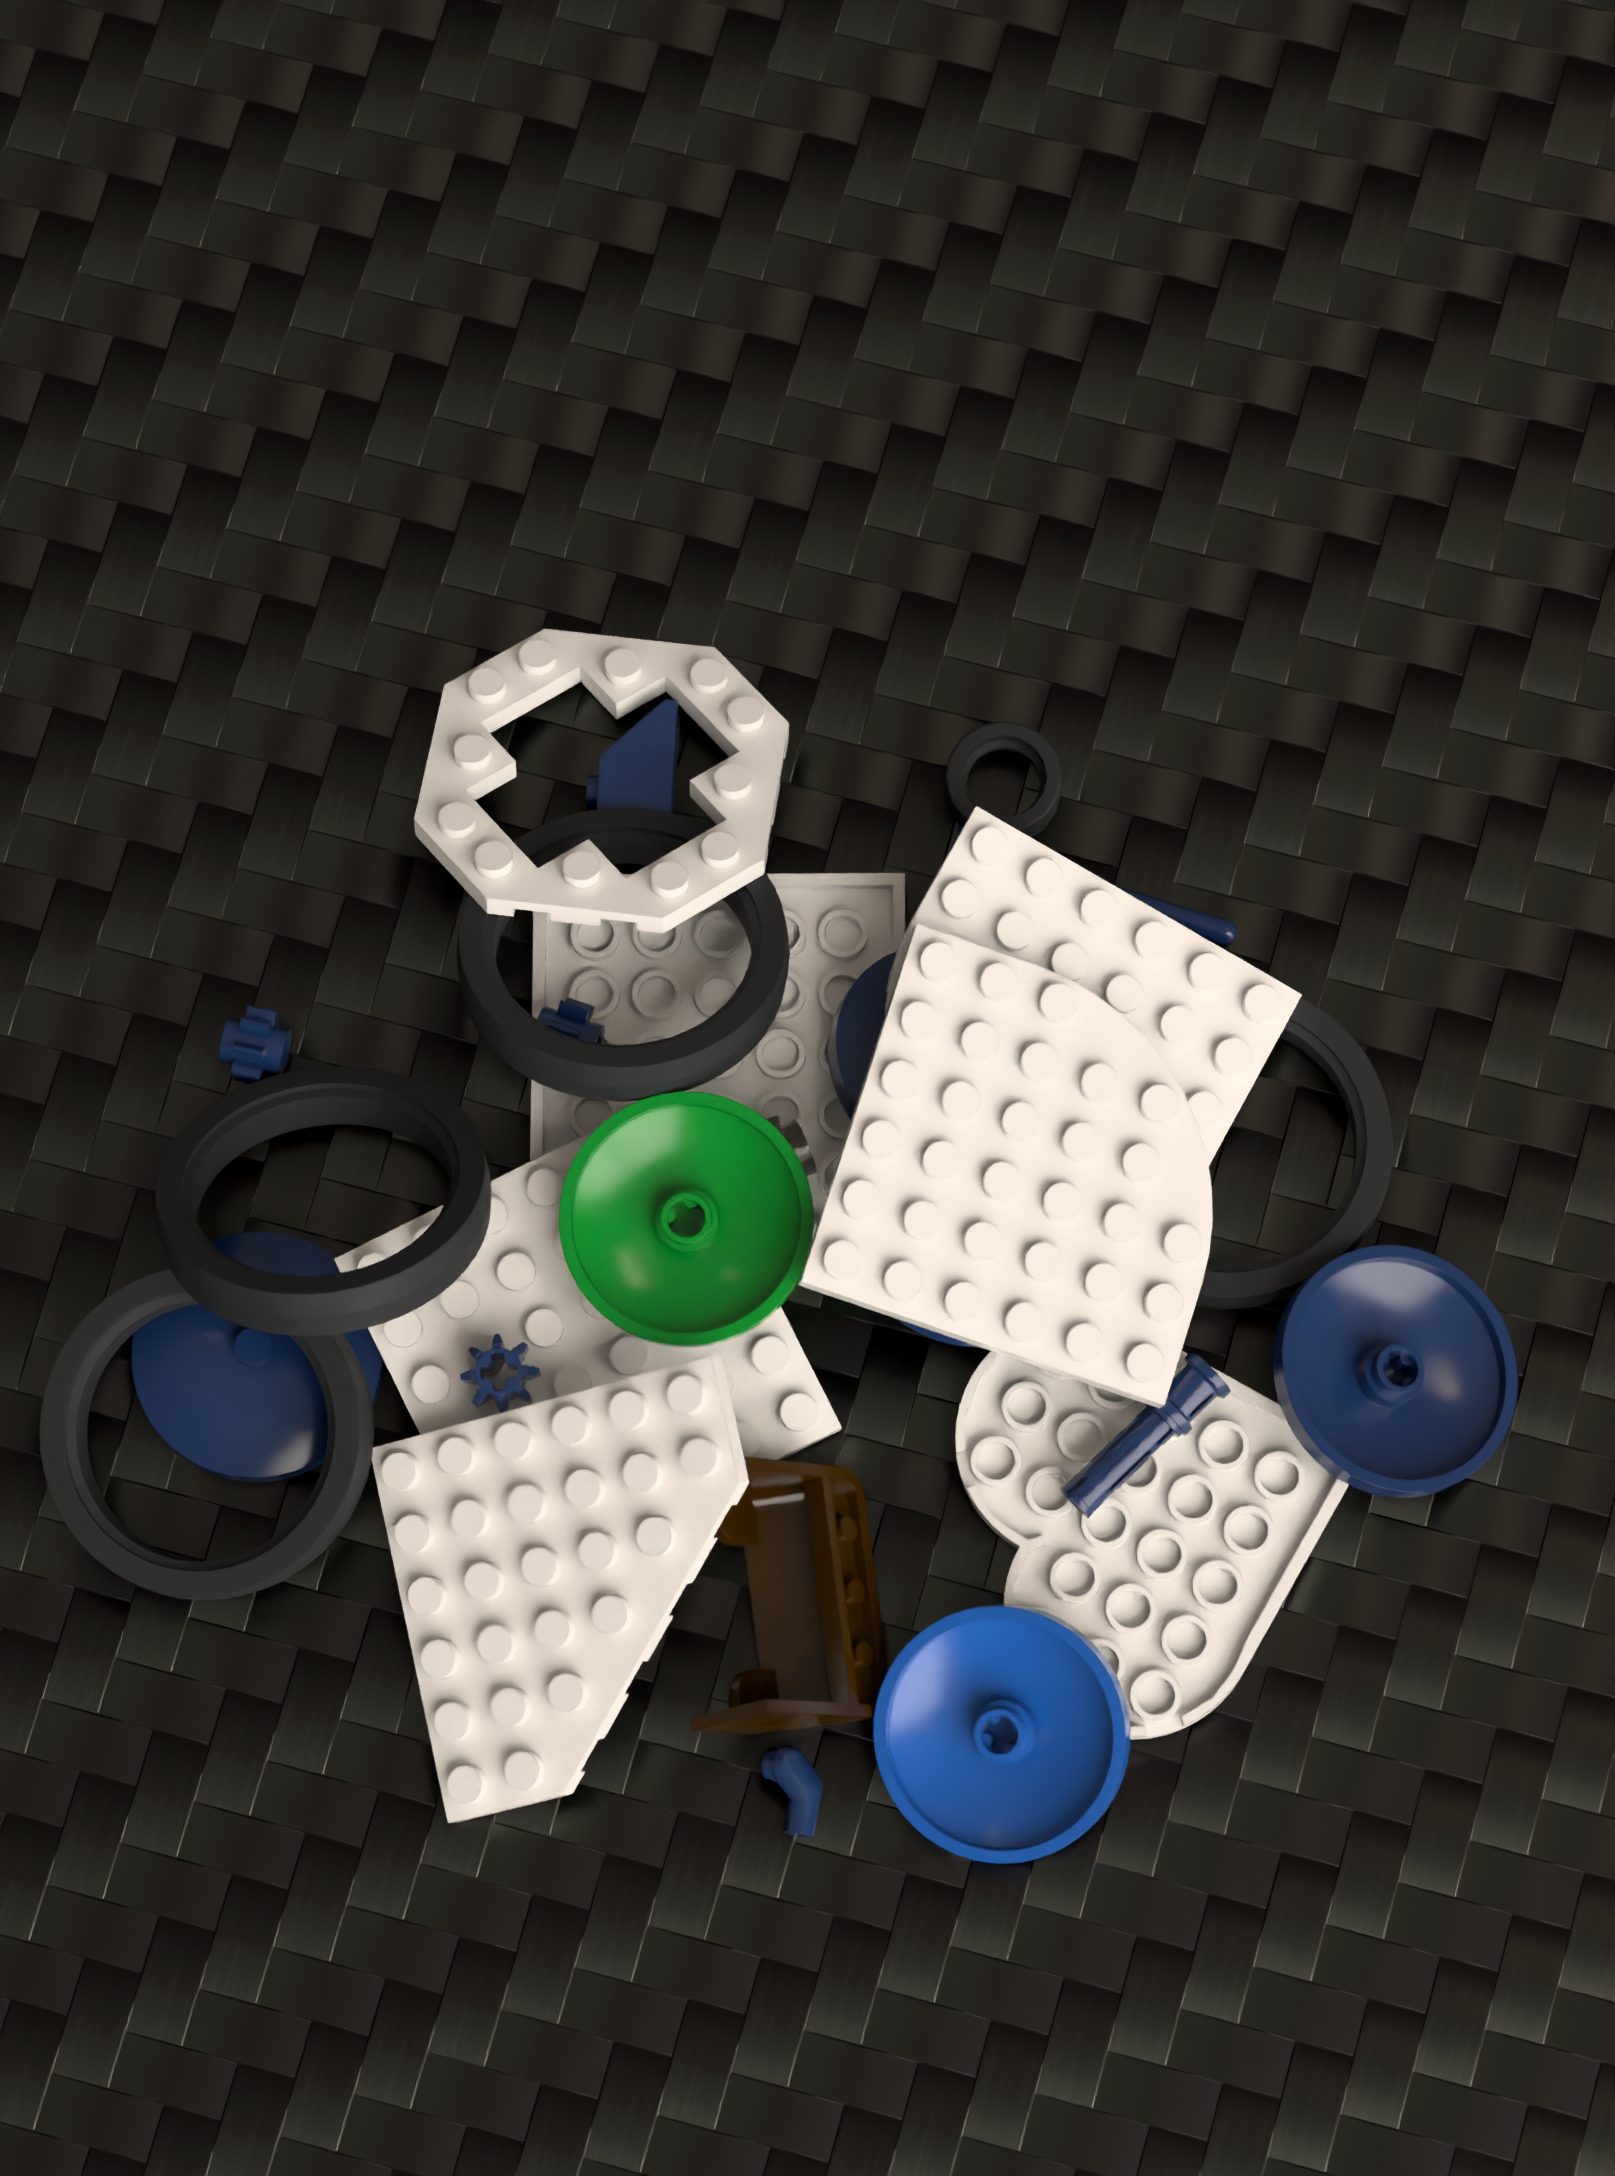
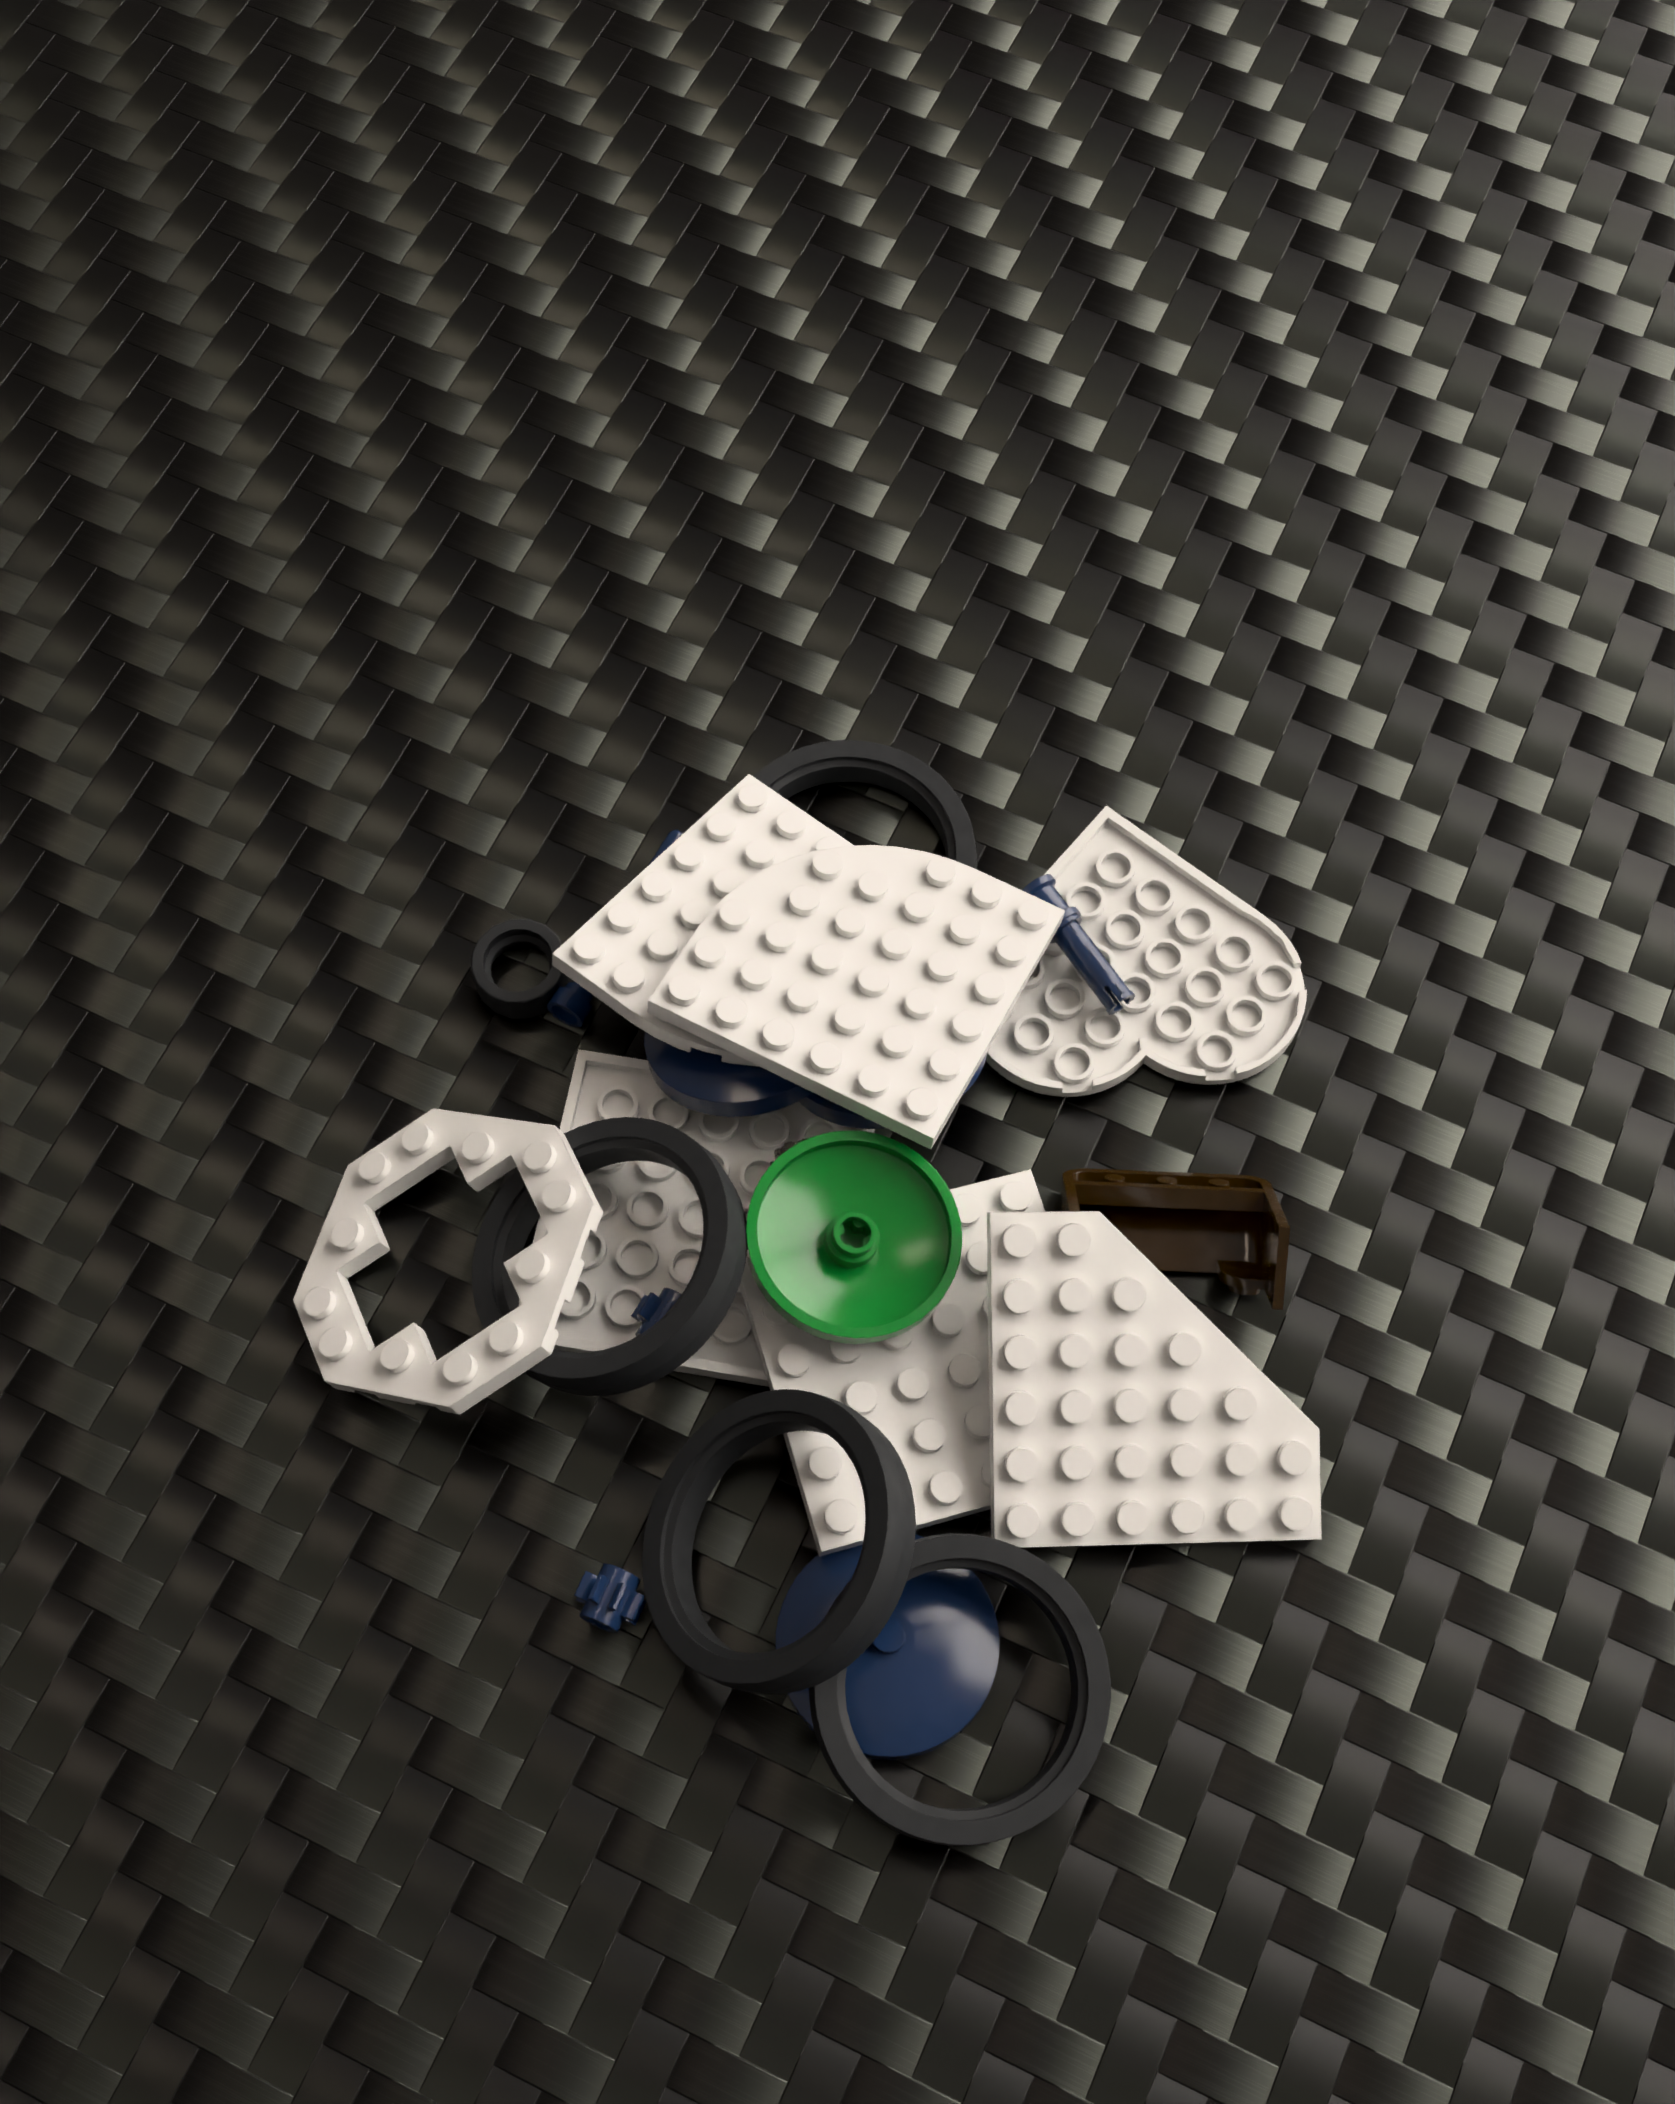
camera: 85 degrees left, 10 degrees down
(486, 1364) = (942, 1423): dark blue gear -> none
(640, 765) = (440, 1236): dark blue slope -> none
(800, 1783) = (1318, 1253): dark blue arm -> none
(1001, 1733) = (1298, 1087): blue dish -> none
(1395, 1371) = (1049, 772): dark blue dish -> none

